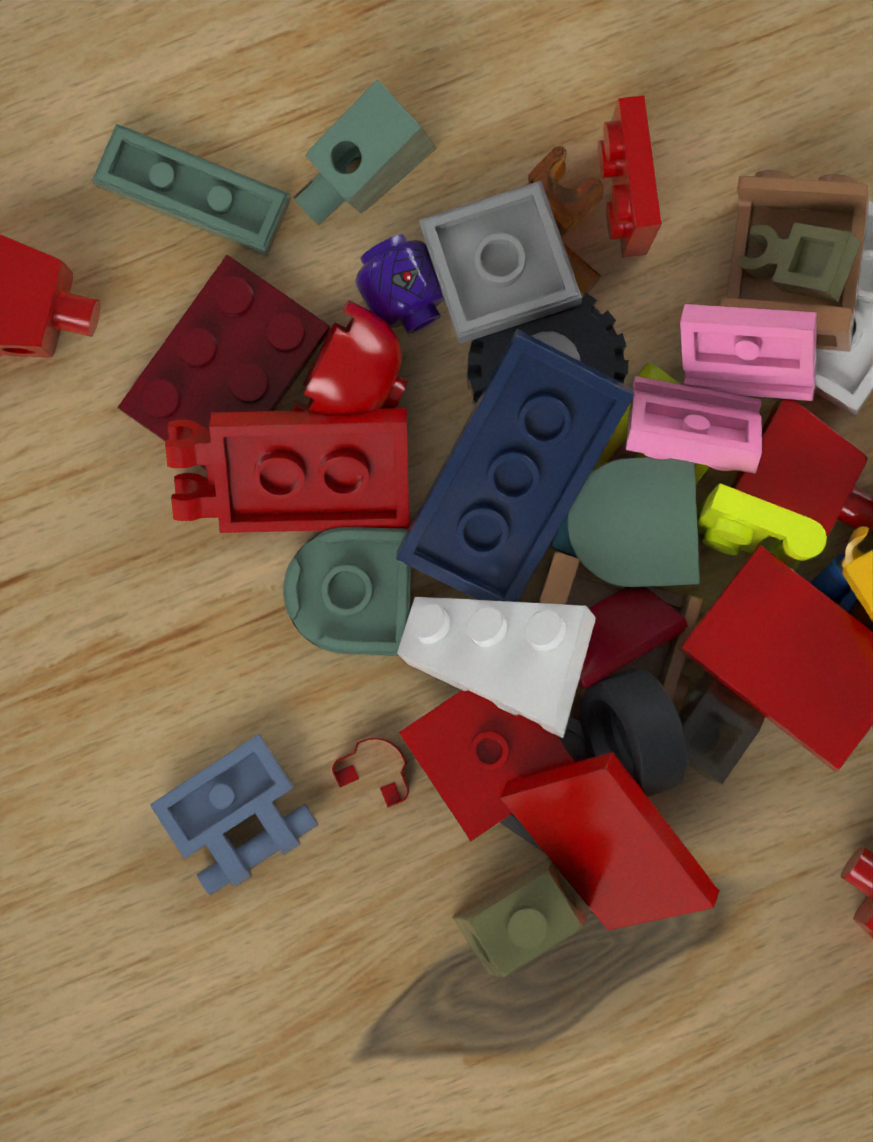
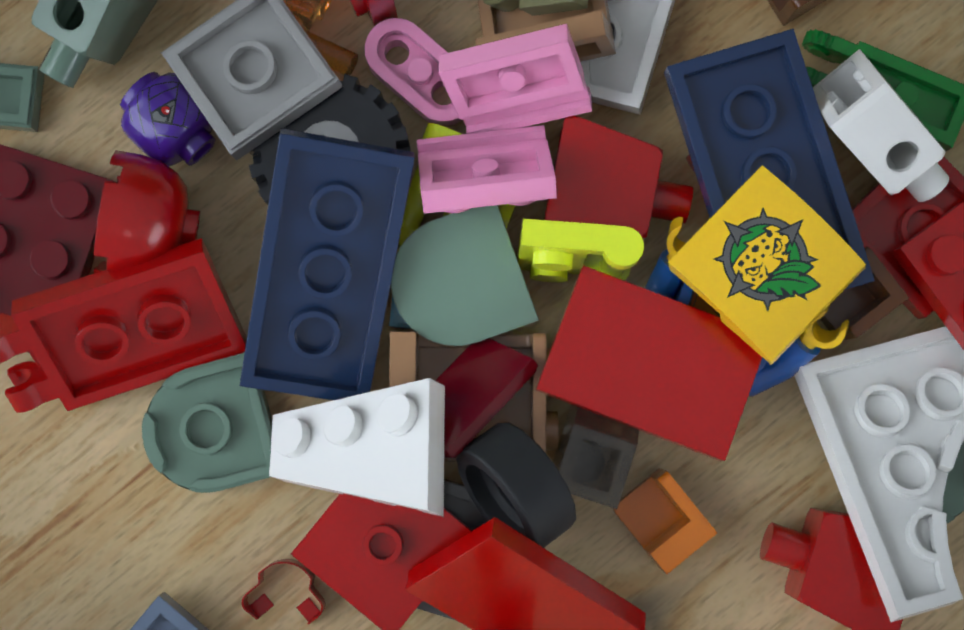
camera: 15 degrees left, 0 degrees up
(652, 313) = (417, 76): none -> bright pink plate
(759, 812) = (664, 520): none -> orange panel

